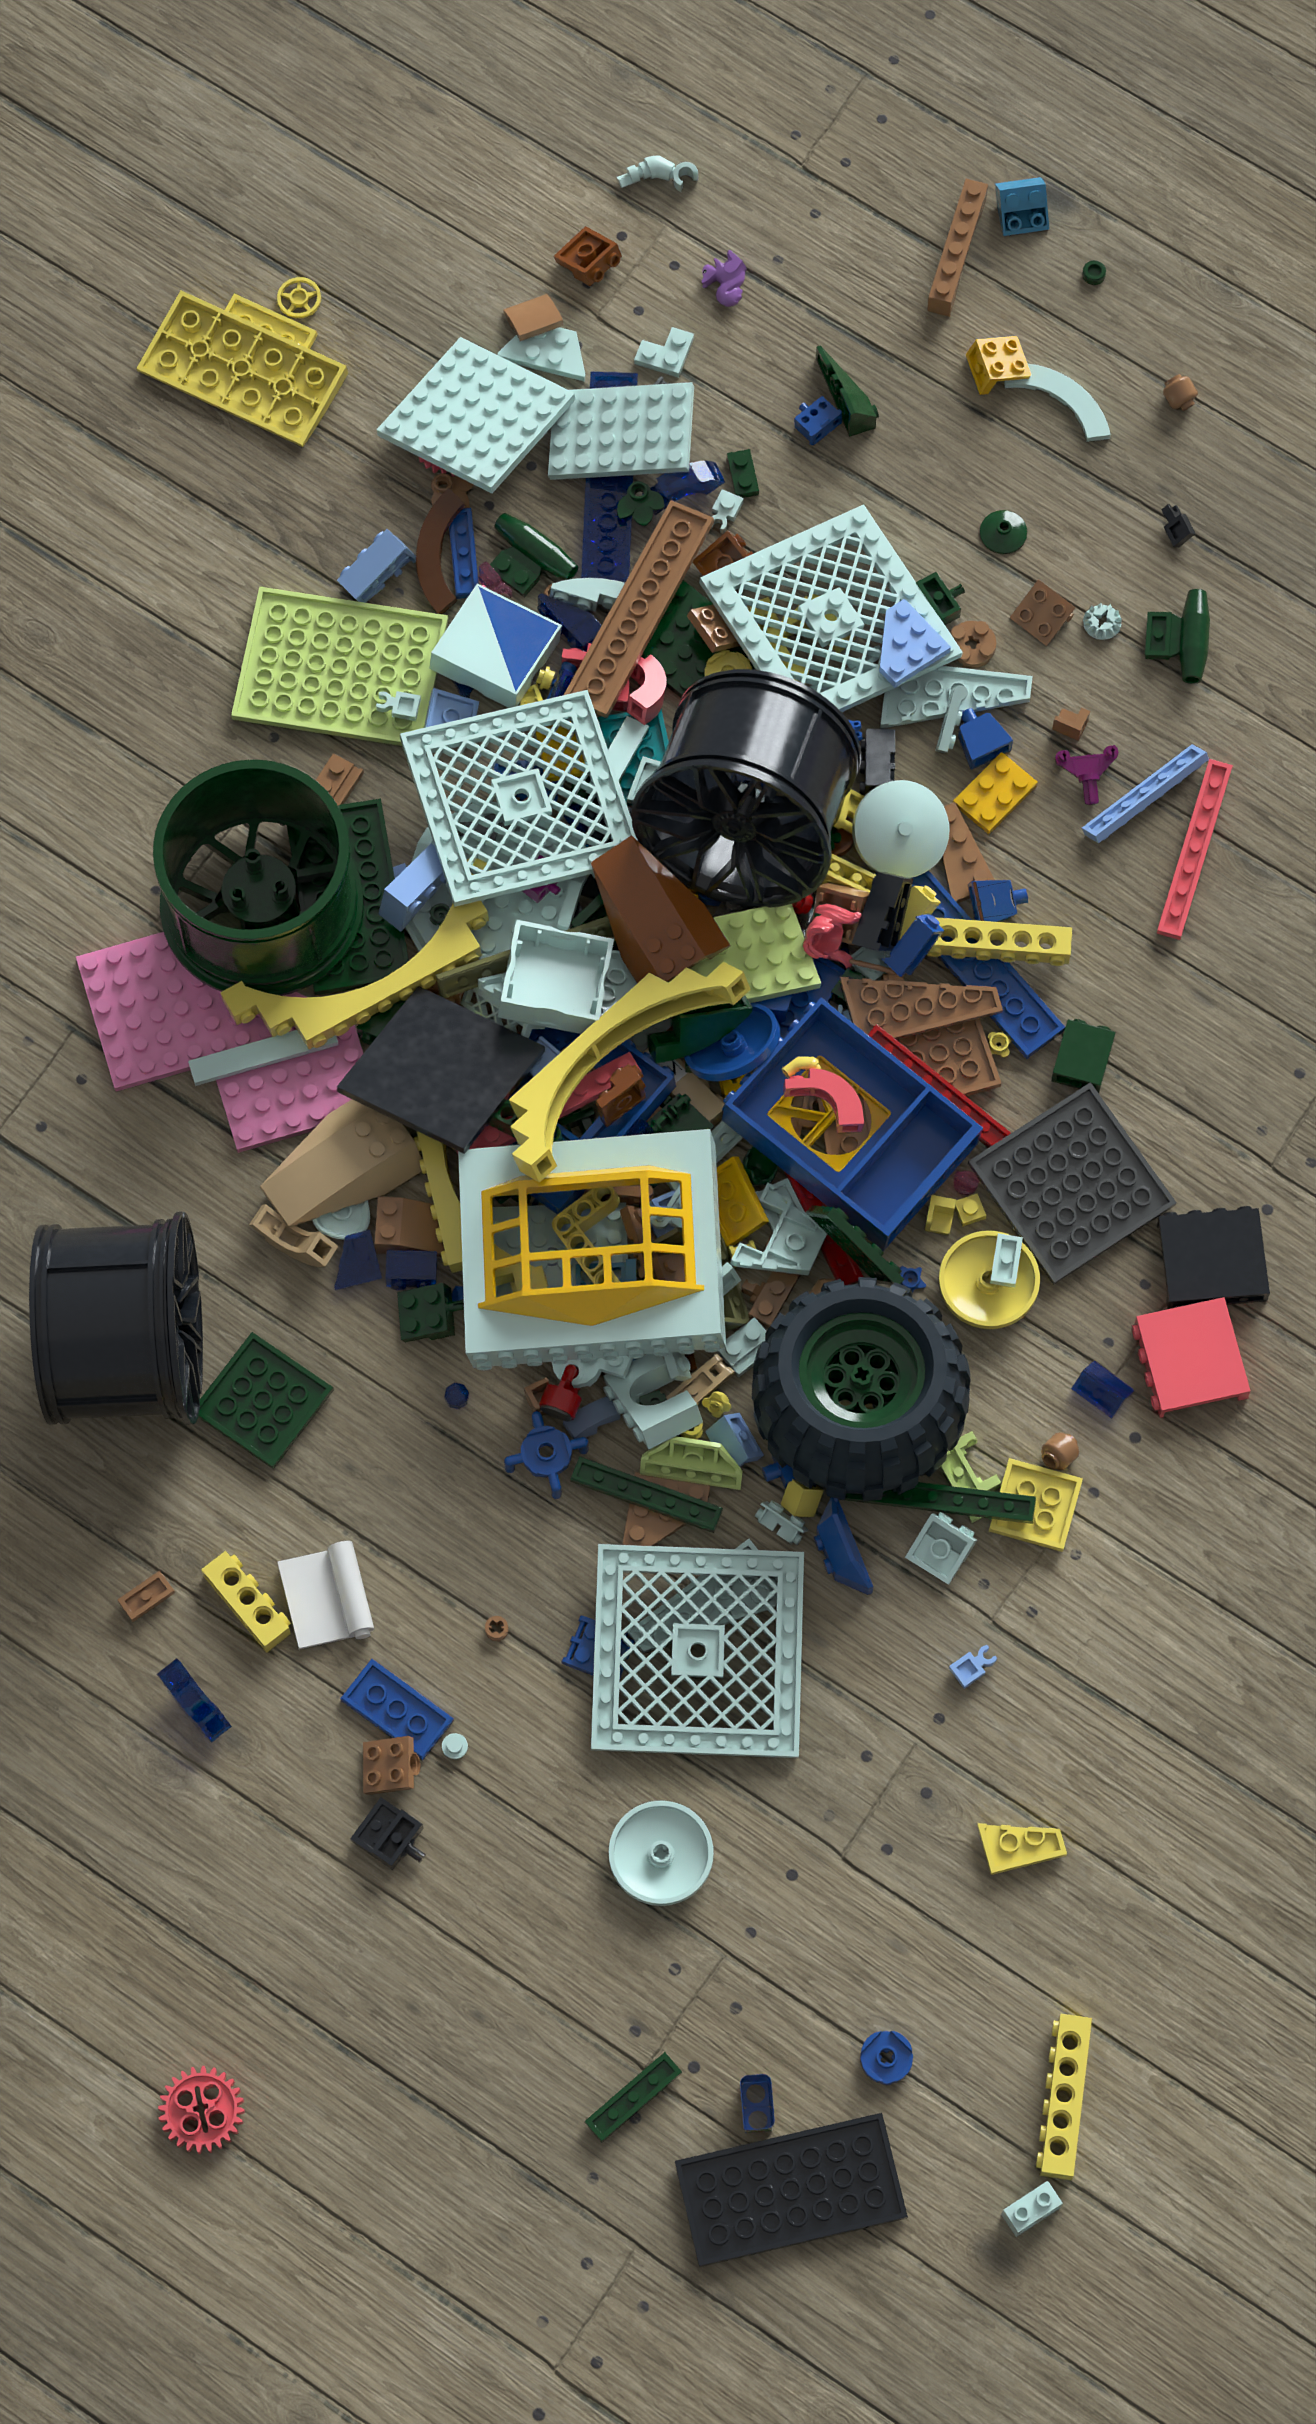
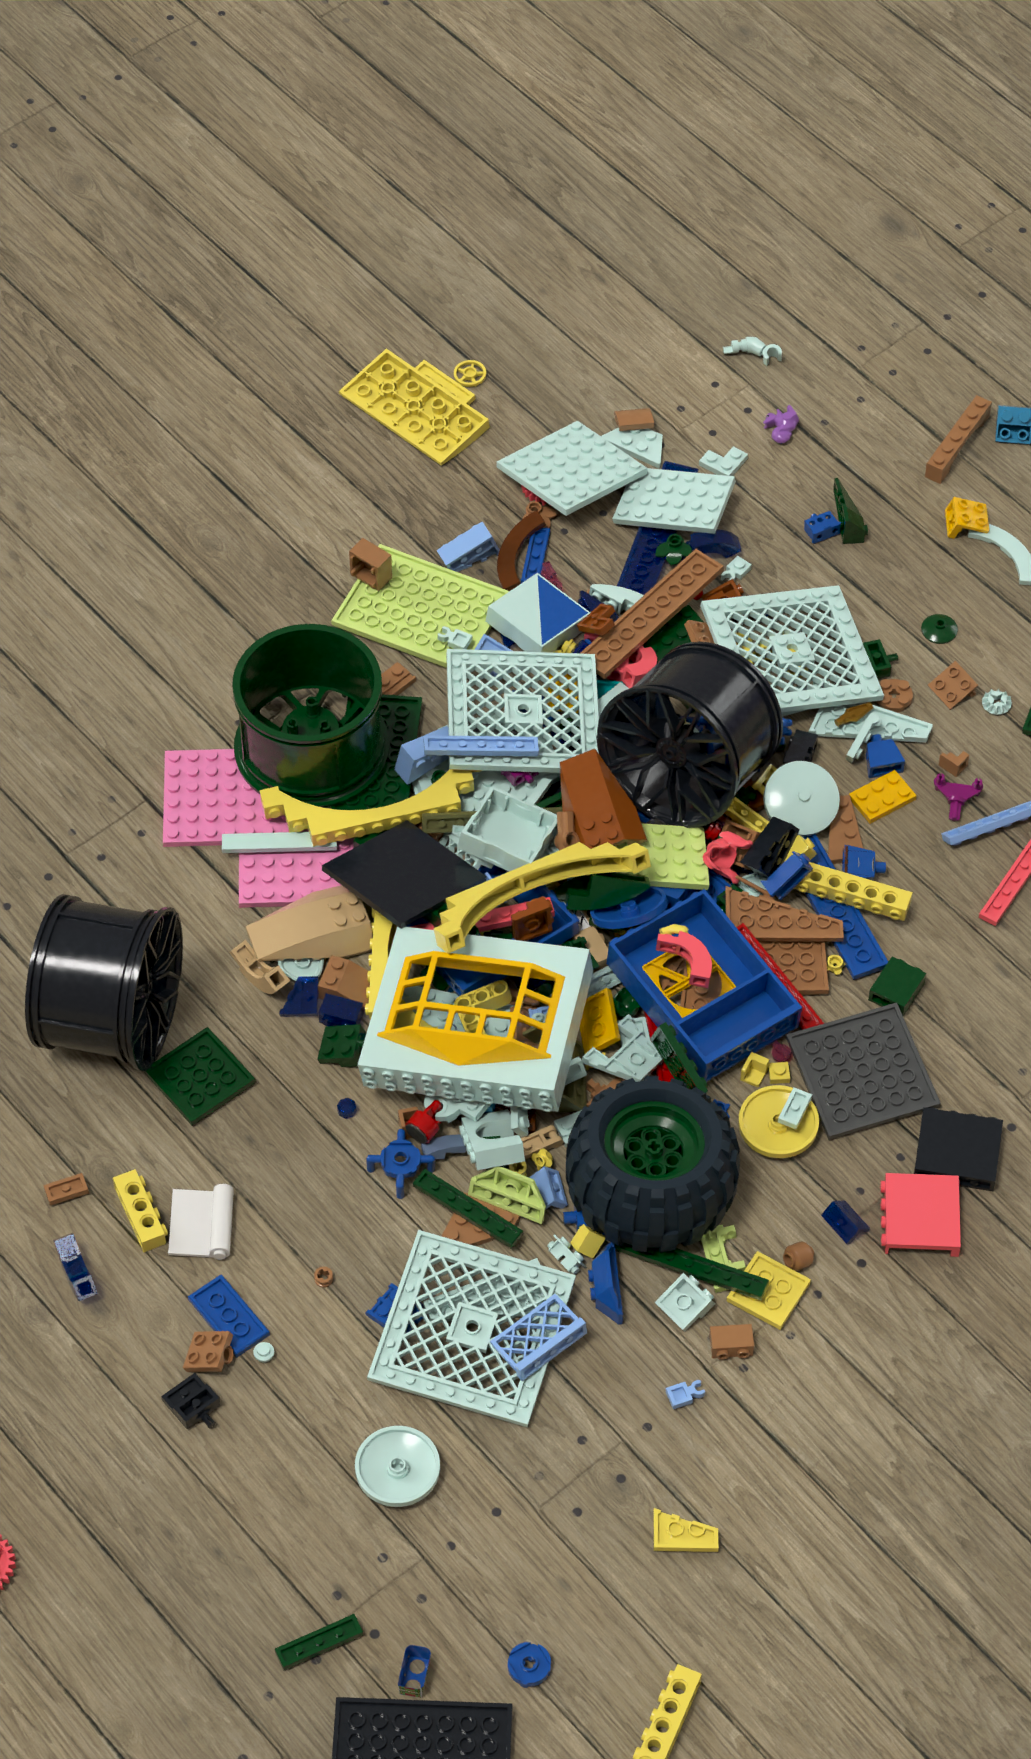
camera: 15 degrees right, 15 degrees down
(261, 626) = (370, 564): none -> medium nougat container
(486, 867) = (481, 745): none -> light blue plate
(529, 555) = (583, 565): dark green plate -> none
(572, 637) = (598, 620): none -> dark orange plate
(589, 256) = (686, 389): dark orange plate -> none
(628, 967) = (566, 830): none -> medium nougat piece
(743, 473) = (756, 549): dark green plate -> none
(800, 1656) = (551, 1347): none -> light blue fence
(908, 644) = (844, 678): light blue plate -> none
(931, 687) = (854, 713): none -> pearl gold piece
(1010, 1584) = (731, 1341): none -> medium nougat hinge

